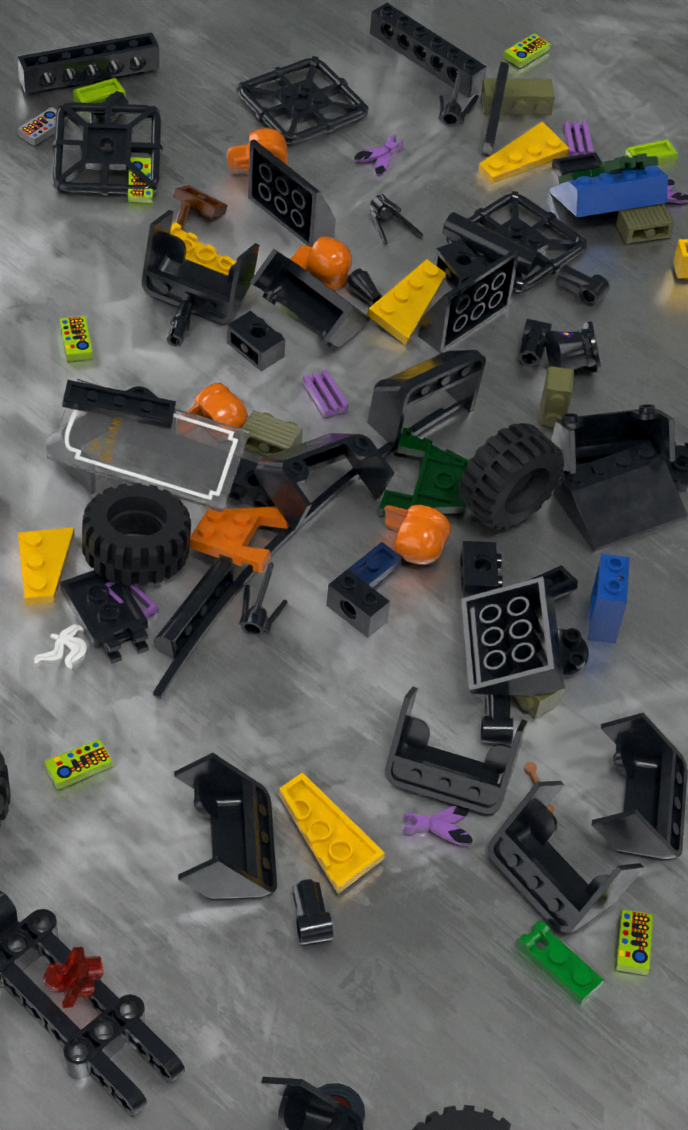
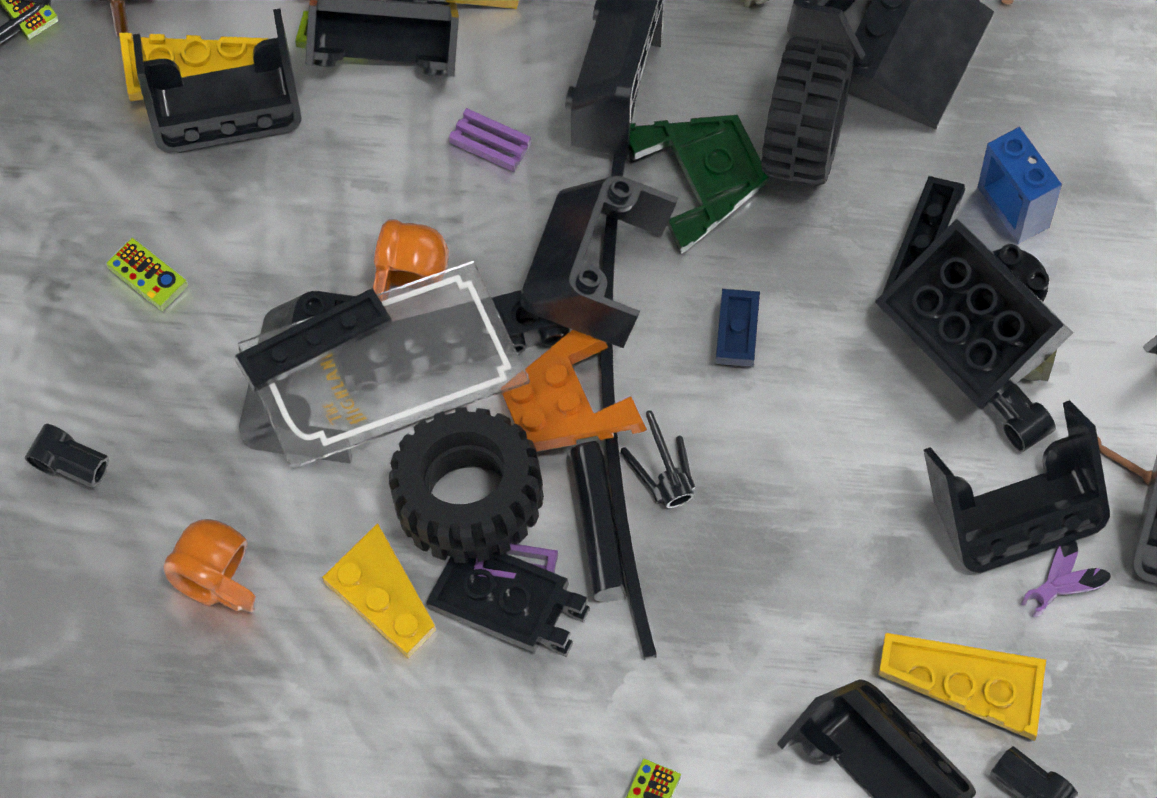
camera: 30 degrees left, 15 degrees up
(68, 640) = (507, 665): white piece -> none
(180, 323) = (248, 166): black axle -> none
(256, 340) = (370, 141): black brick -> none
(270, 434) = (489, 240): olive brick -> none
(357, 603) = (764, 384): black brick -> none
(420, 532) = (761, 247): orange piece -> none
(479, 568) = (858, 267): black brick -> none

